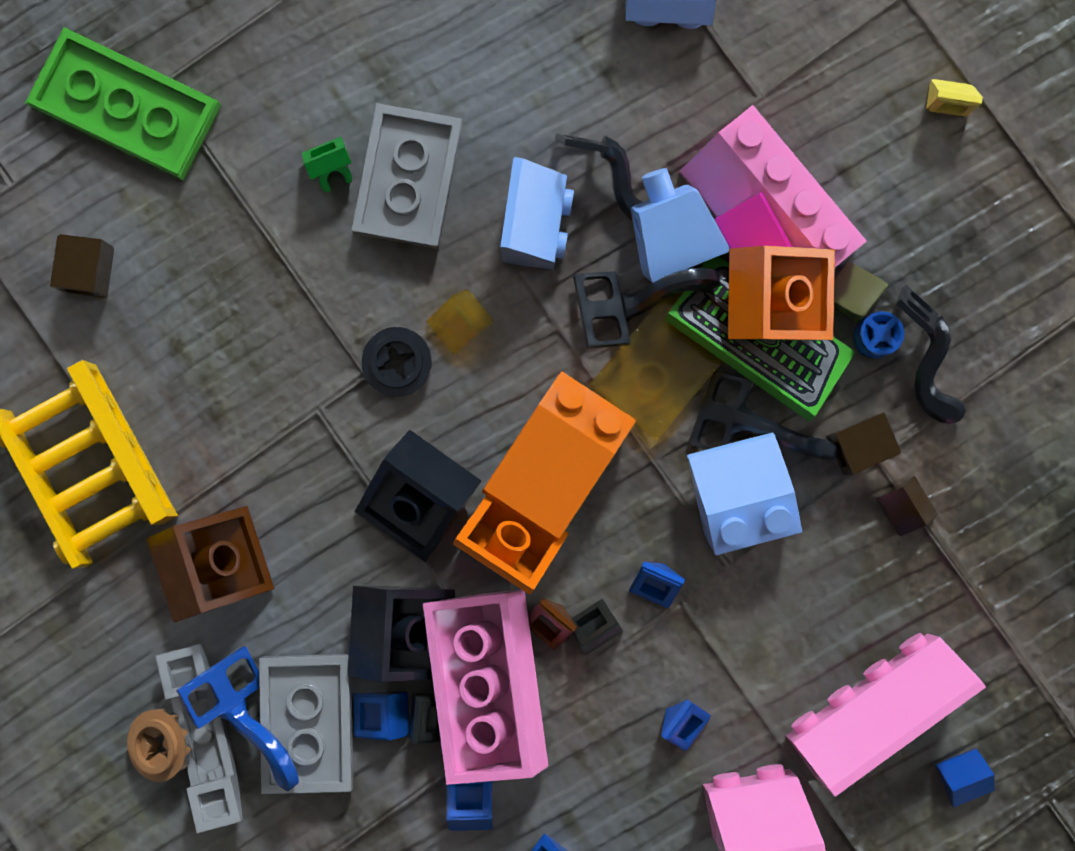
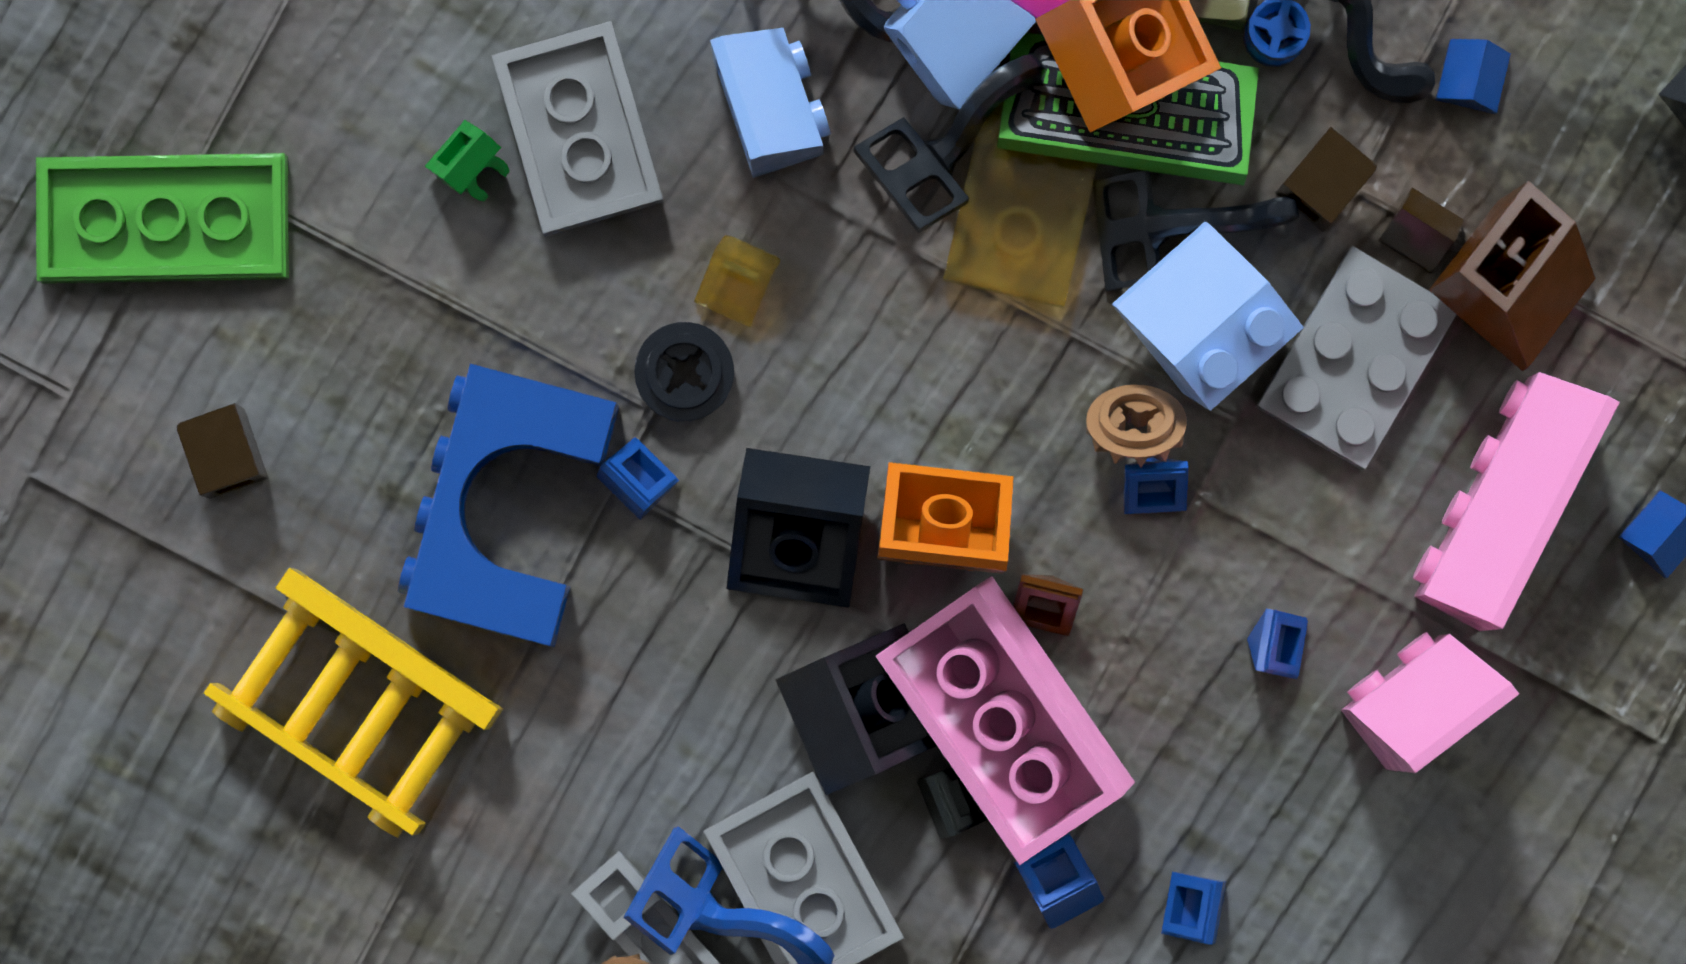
camera: 30 degrees left, 0 degrees up
(186, 413) = (493, 418): none -> blue arch
(210, 563) = (579, 744): reddish brown slope -> none
(334, 413) = (636, 477): none -> blue slope
(381, 715) = (891, 828): blue slope -> none
(559, 456) = (953, 385): orange slope -> none
(595, 626) = (1106, 579): pearl dark grey slope -> none
(673, 529) = (1141, 407): none -> medium nougat gear
(825, 567) = (1357, 358): none -> light grey plate
(956, 566) = (1518, 274): none -> reddish brown slope
(989, 424) = (1473, 74): none -> blue slope

